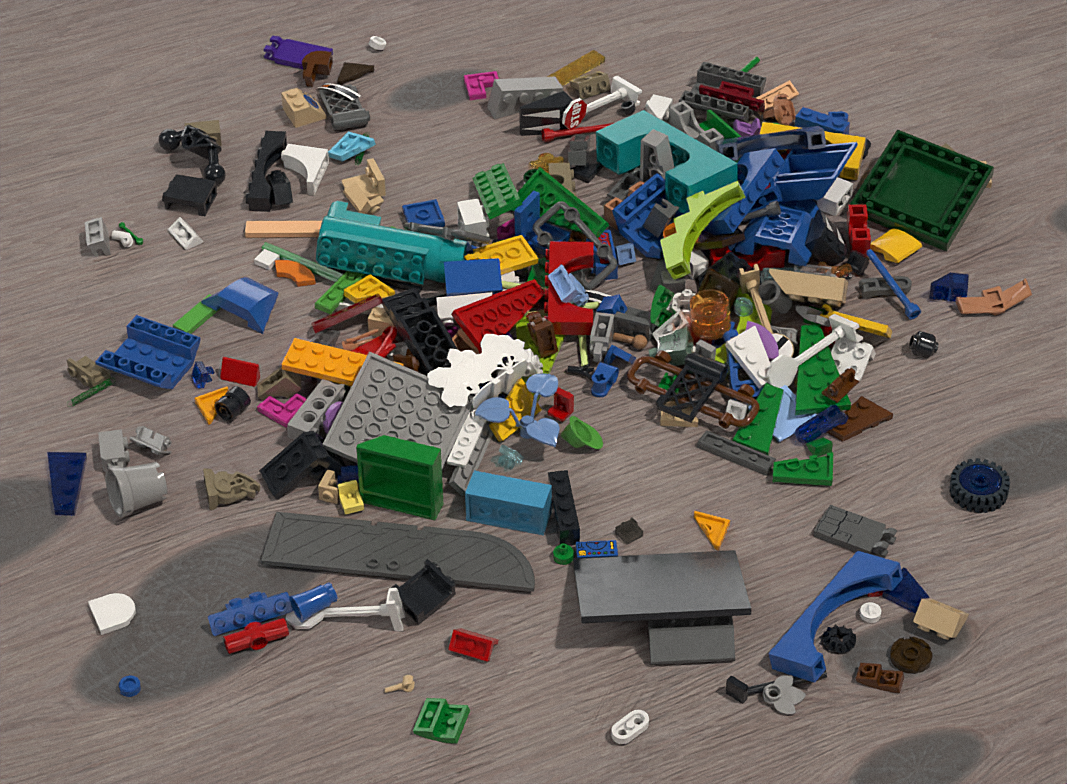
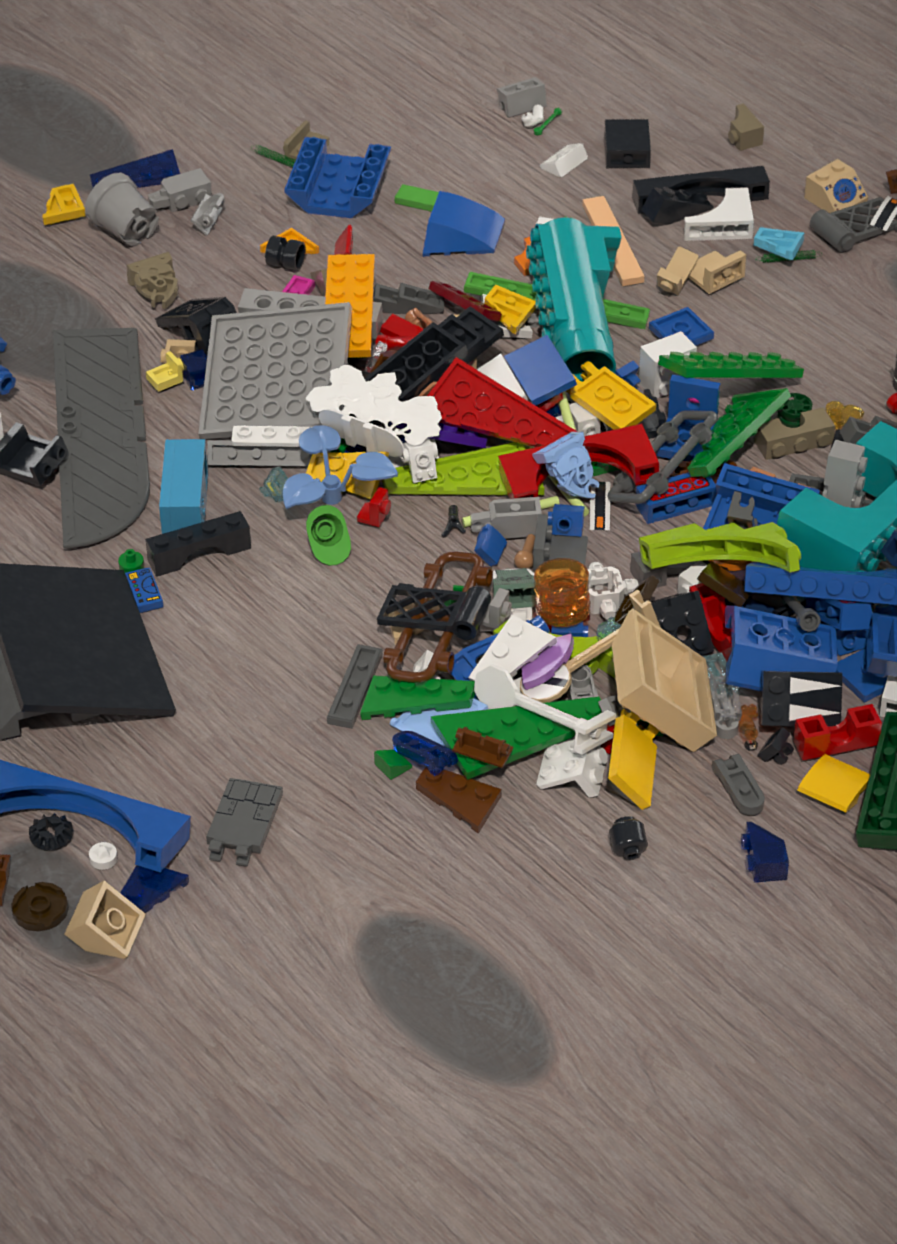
camera: 75 degrees right, 0 degrees up
(88, 532) = (63, 205): none -> yellow wing
(197, 142) = (711, 118): black piece -> none
(201, 374) = (327, 222): clear blue tile -> none
(401, 476) = (178, 383): green slope -> none
(448, 233) = (623, 313): dark grey bar -> none
(542, 334) = (477, 454): reddish brown piece -> none
(603, 379) = (442, 537): blue piece -> none
(625, 253) = (687, 513): medium blue tile -> none
(629, 531) = (184, 611): clear smoke tile -> none
(660, 303) = (574, 544): green slope -> none
(713, 527) = (211, 688): light orange tile -> none
(807, 471) = (338, 755): green wing -> none
(911, 309) = (699, 817): blue piece -> none
(979, 485) = (364, 934): black wheel -> none
(994, 300) = (761, 907): nougat plate -> none

